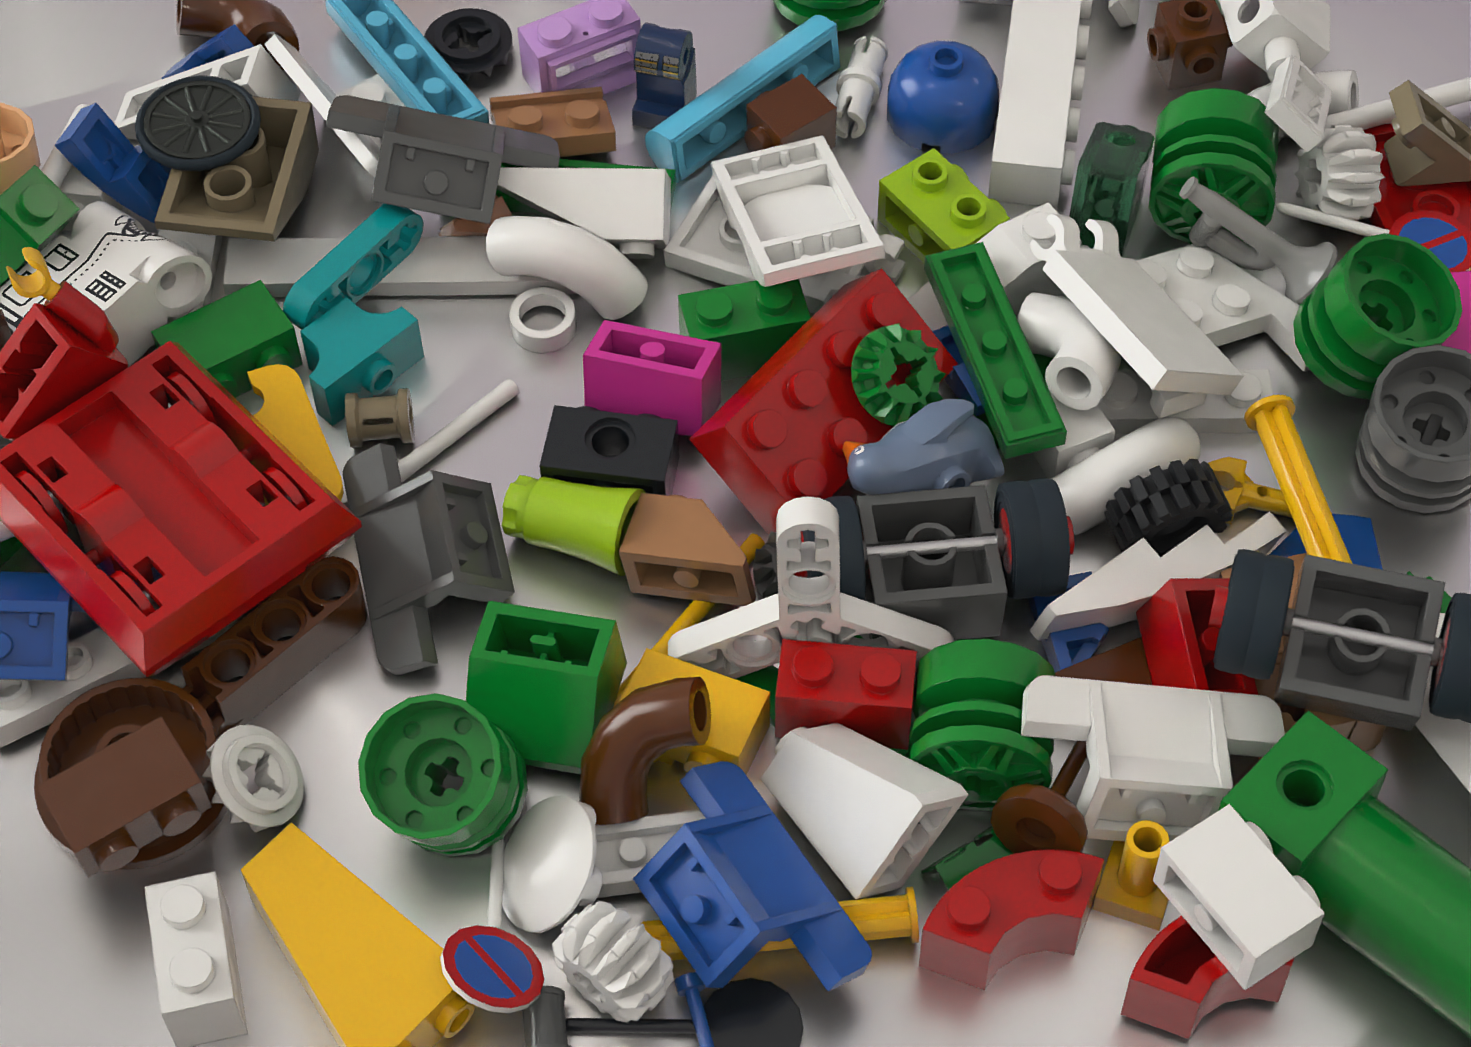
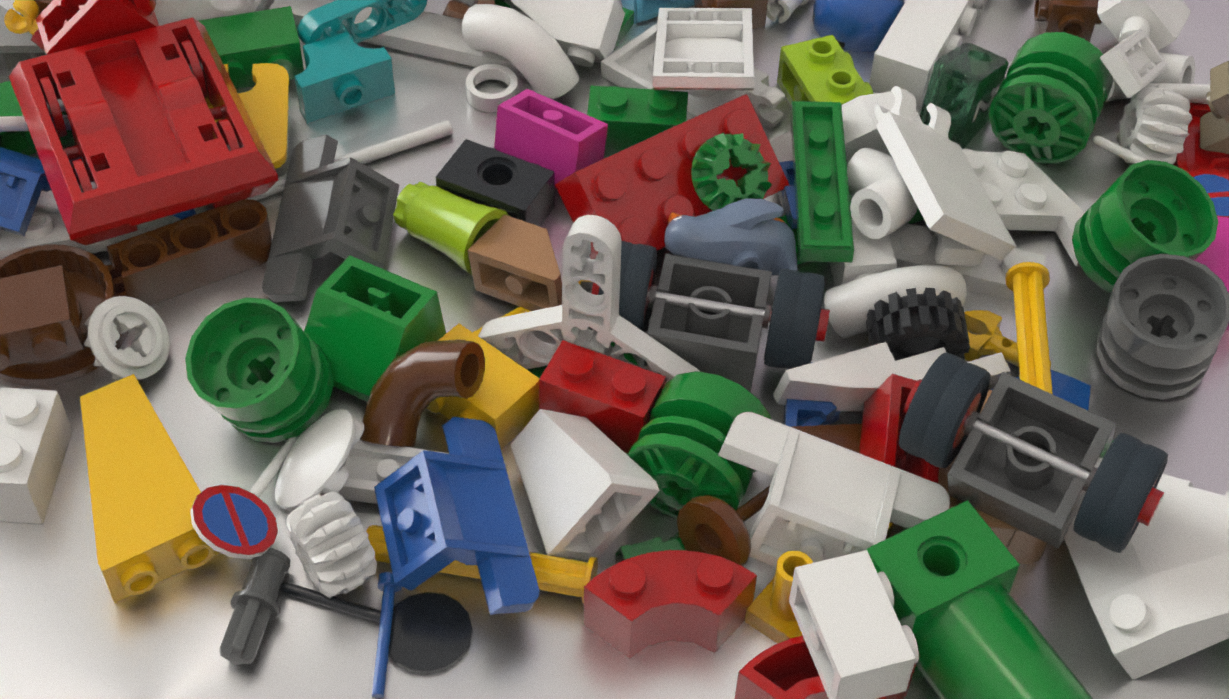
camera: 15 degrees right, 5 degrees down
(379, 418) = (355, 119): dark tan bush -> none
(1300, 265) = (1075, 165): light grey piece -> none

